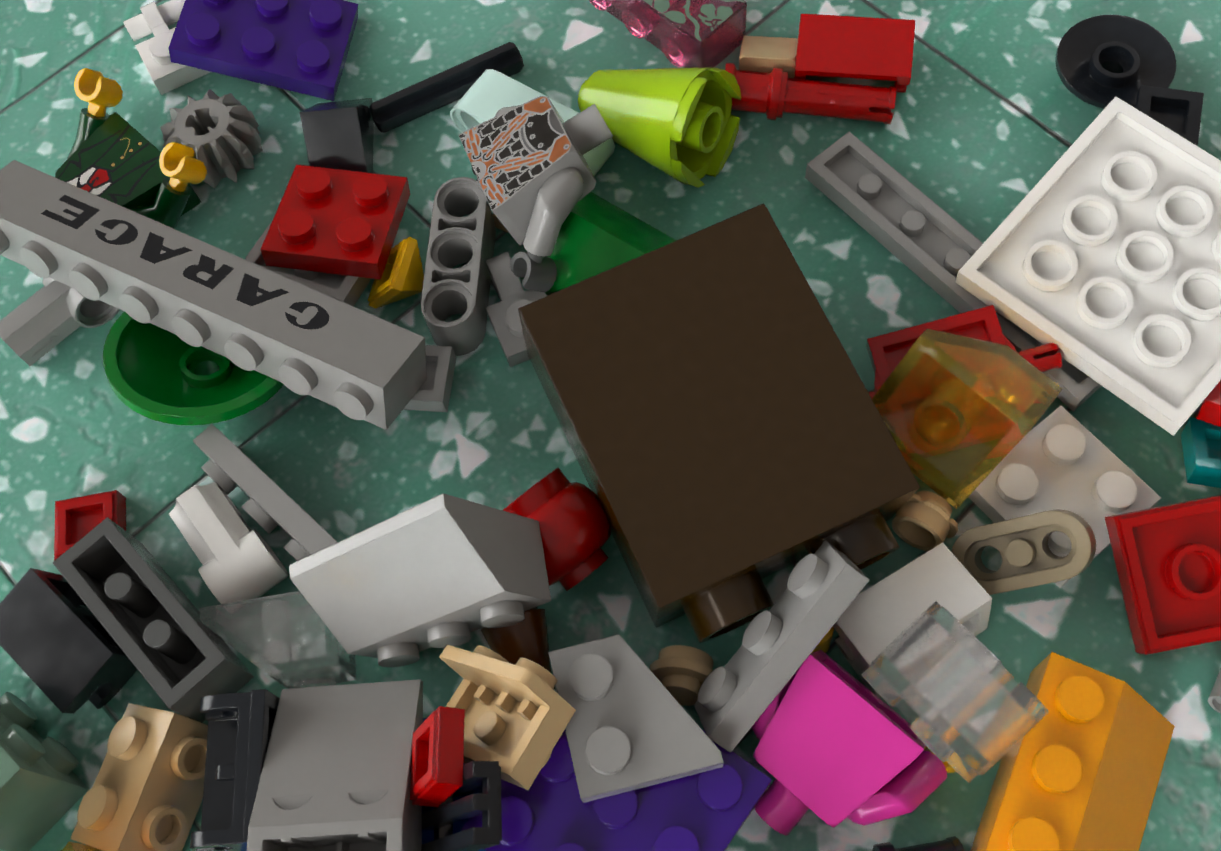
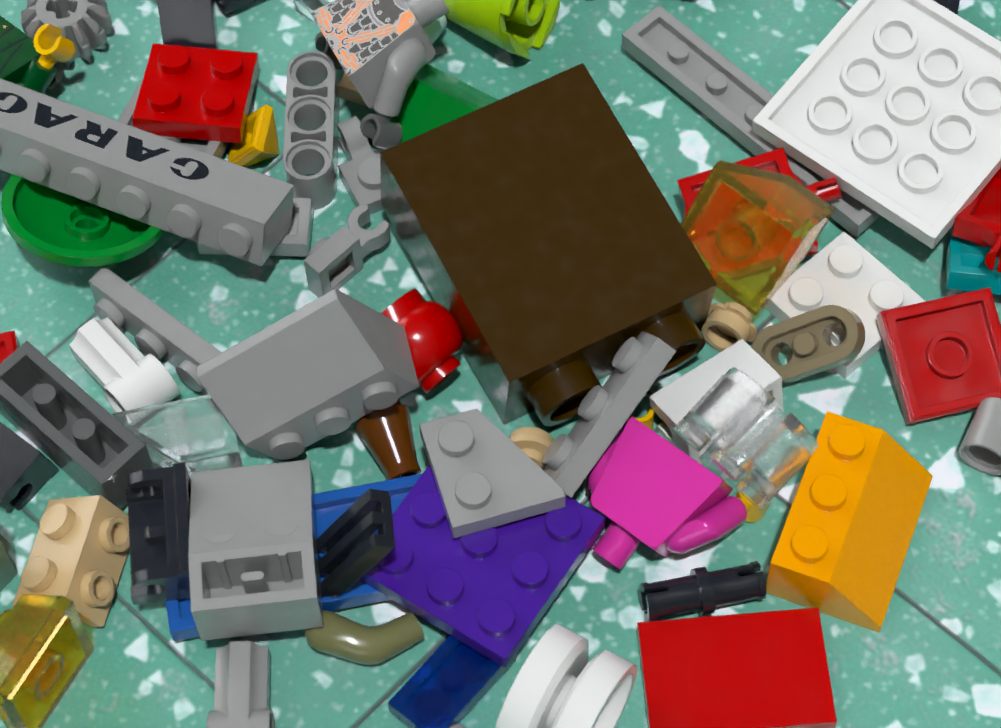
camera: 10 degrees left, 5 degrees down
(437, 757) = (335, 500): red tile -> none
(481, 416) = (341, 256): none -> light grey plate
(508, 711) = (382, 458): tan bracket -> none

